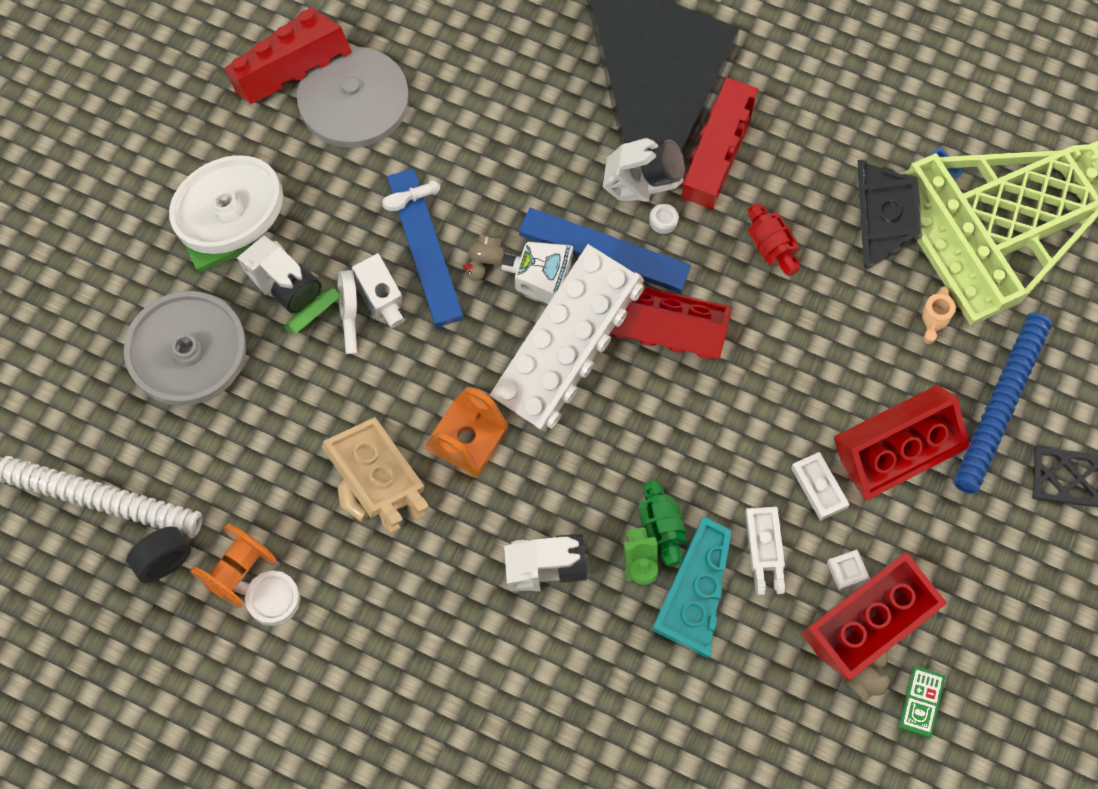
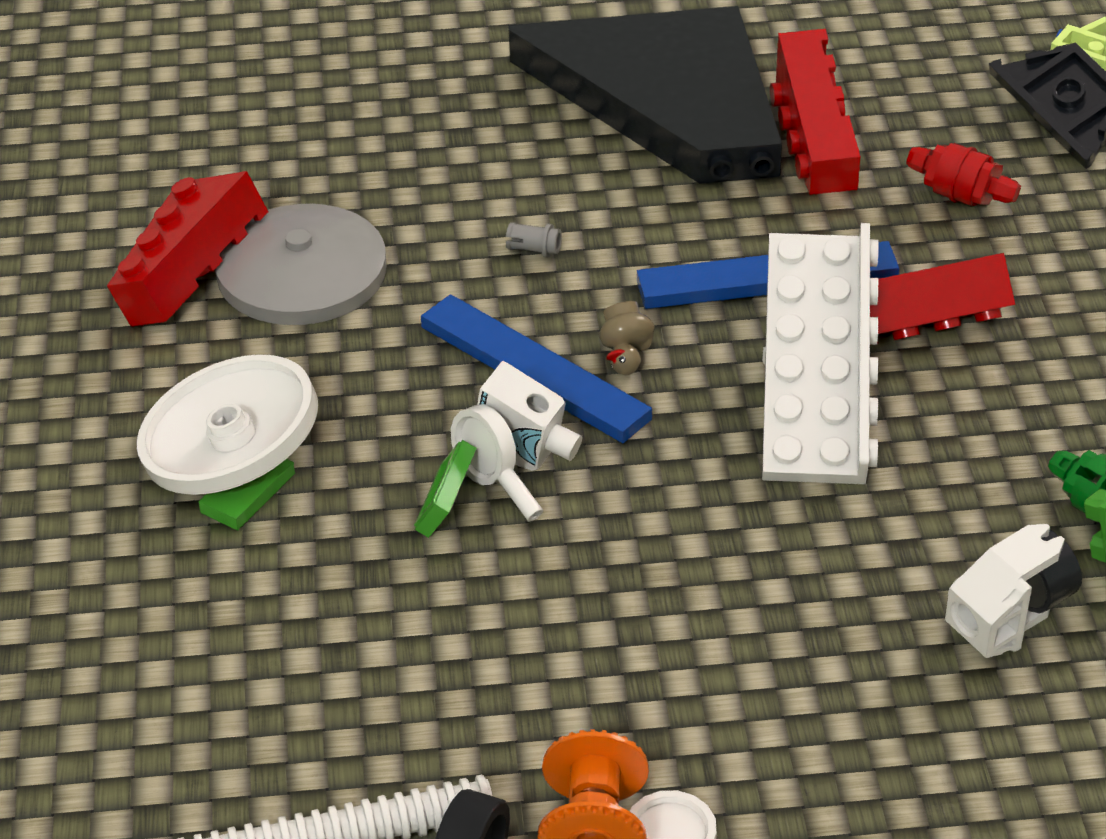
camera: 30 degrees left, 25 degrees down
(185, 348) = (301, 600): light grey dish -> none
(277, 272) = (341, 467): white piece -> none
(349, 502) = (679, 669): tan arm -> none
(377, 473) = (696, 616): tan tile -> none
(398, 200) = (465, 326): white piece -> none
(469, 415) = (767, 498): orange hose -> none
(496, 155) = (534, 238): none -> light grey pin
(540, 269) = (712, 321): white torso -> none
(643, 169) = (730, 186): white piece -> none
(663, 218) = (810, 217): white tile -> none

